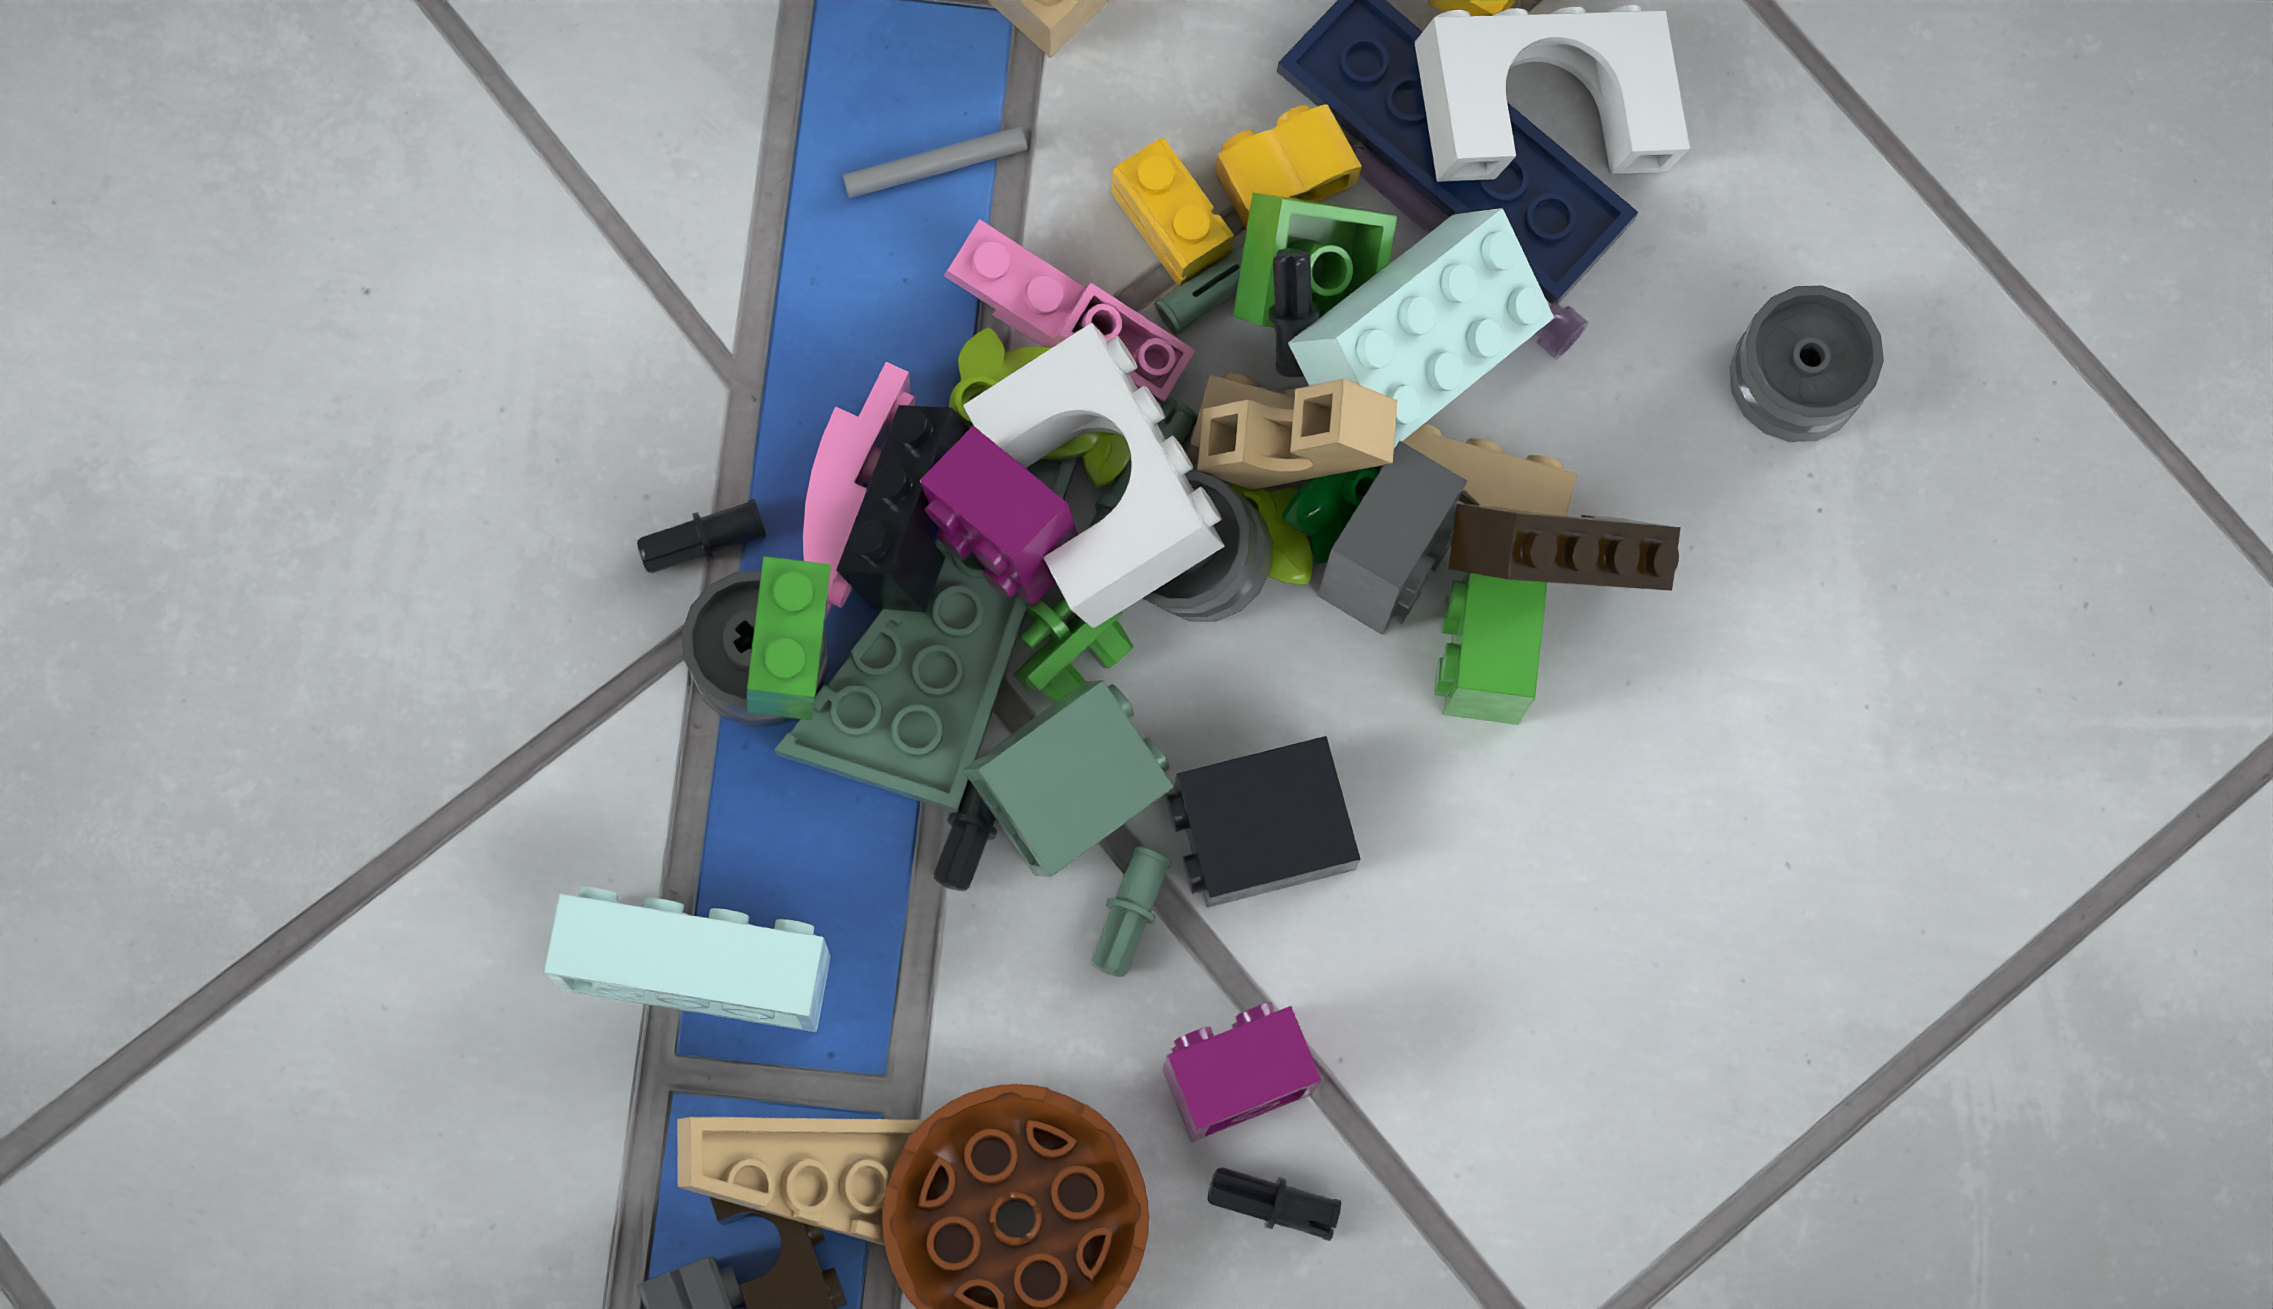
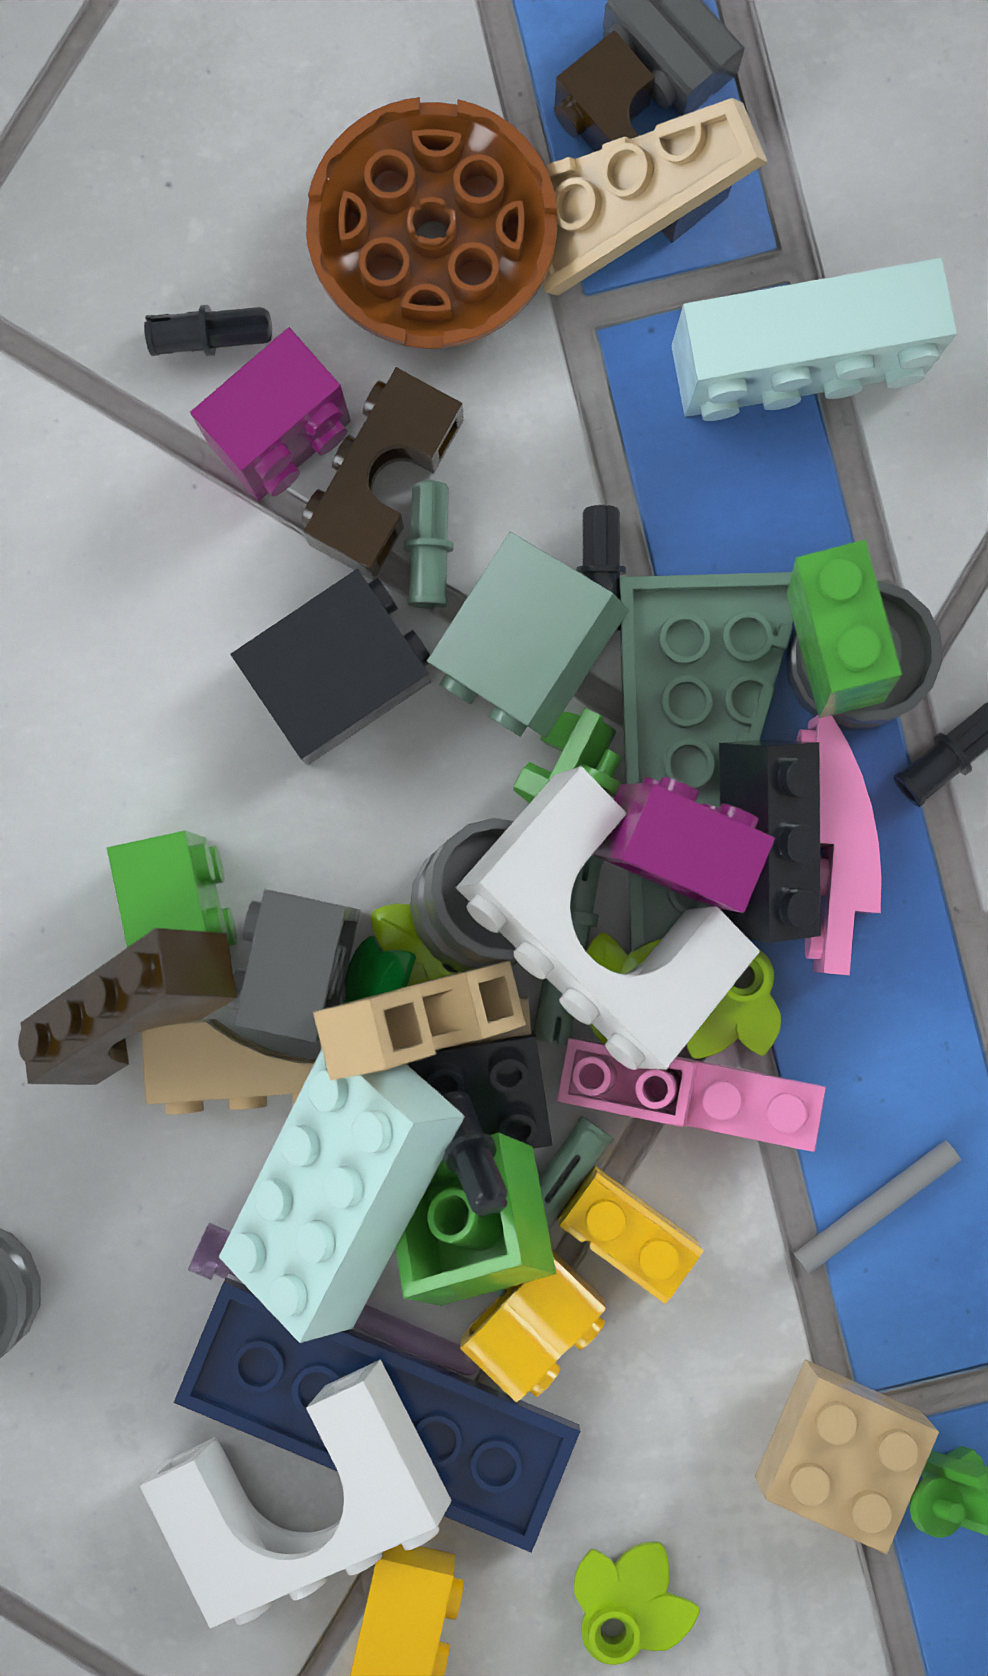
camera: 170 degrees right, 10 degrees up
(1113, 1035) = (403, 423): none -> dark brown arch
(1243, 367) = (501, 1081): none -> black hinge

